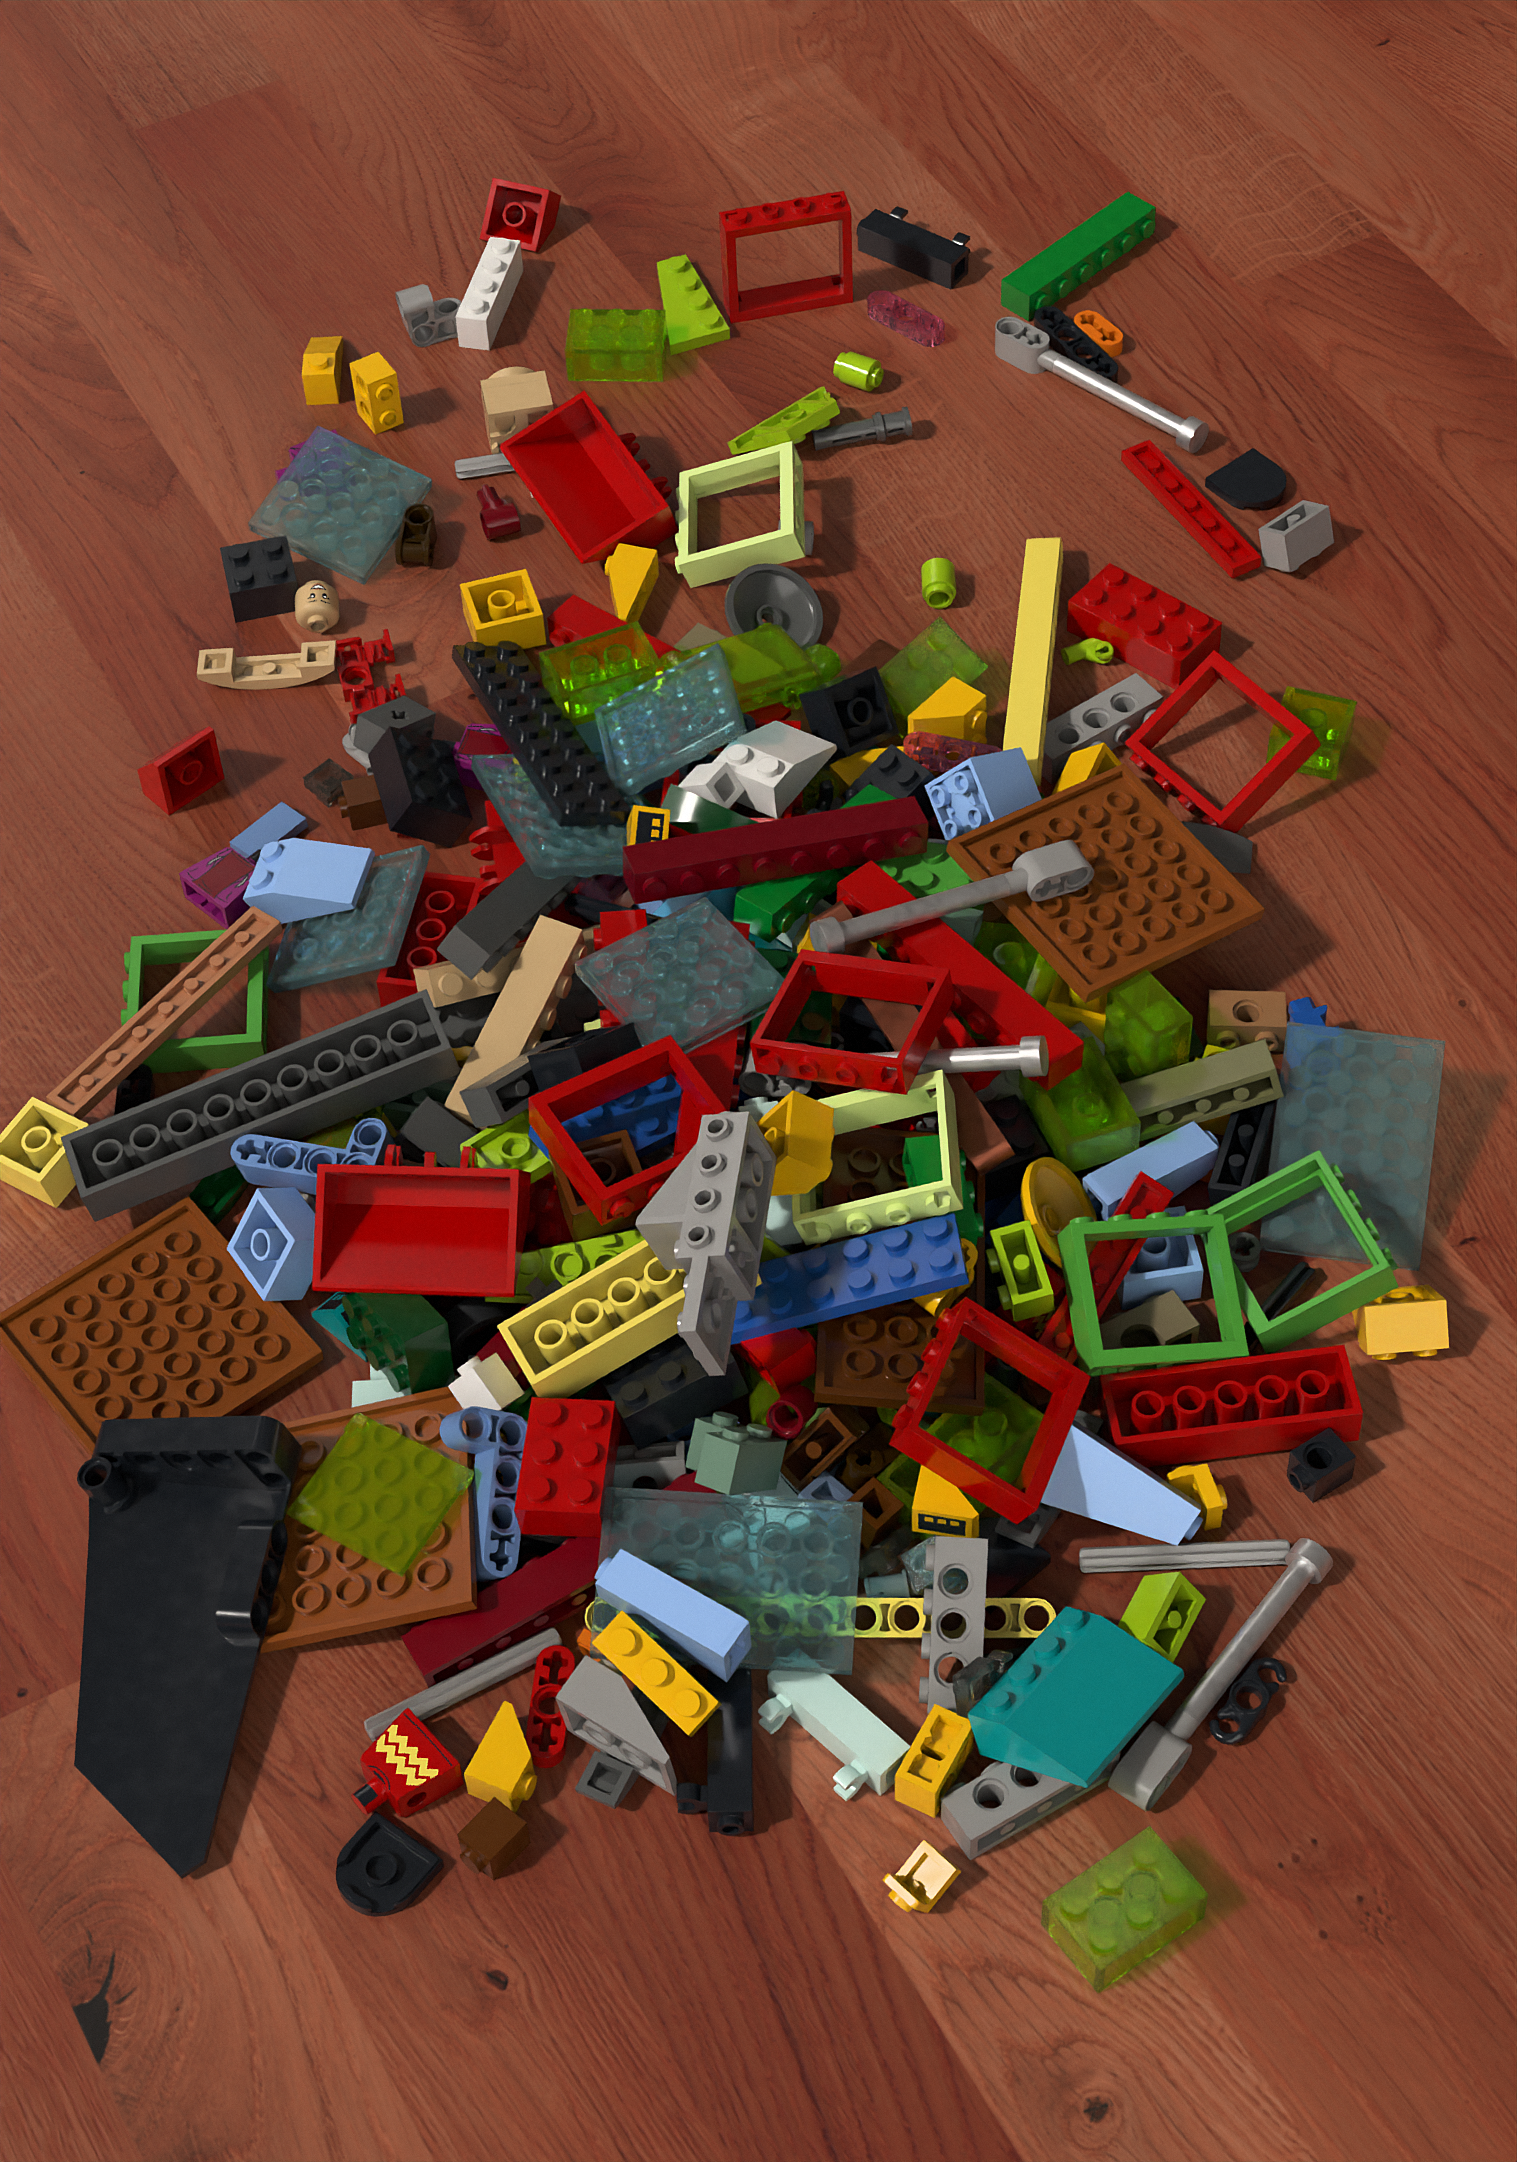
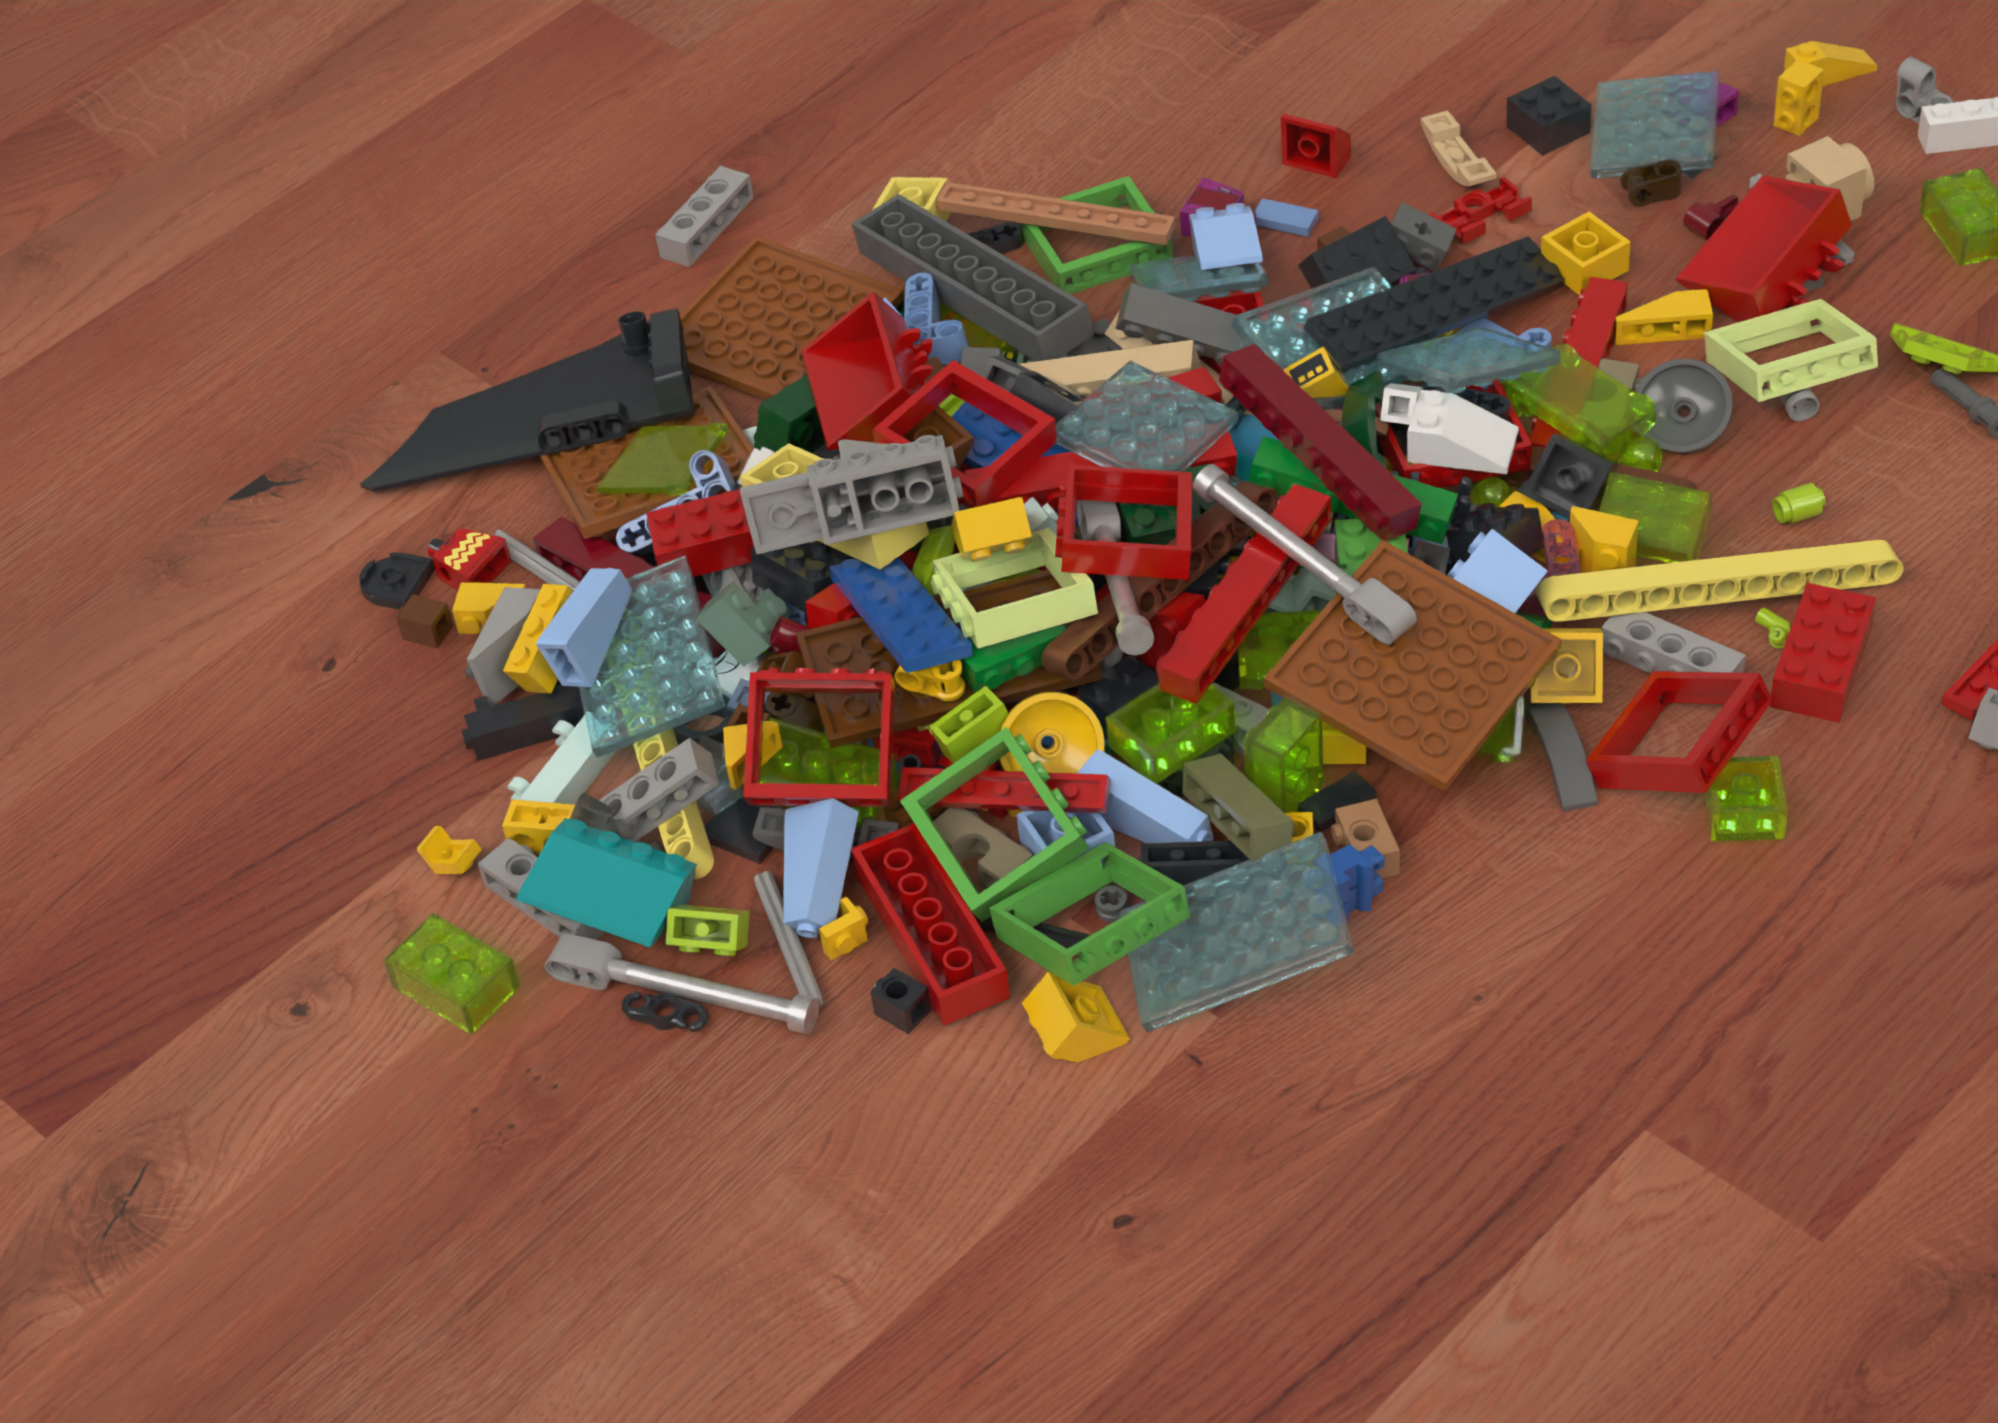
camera: 75 degrees right, 5 degrees down
(317, 605) = (1536, 155): tan head -> none
(326, 781) = (1348, 218): clear smoke tile -> none
(598, 670) = (1522, 309): clear neon green brick -> none

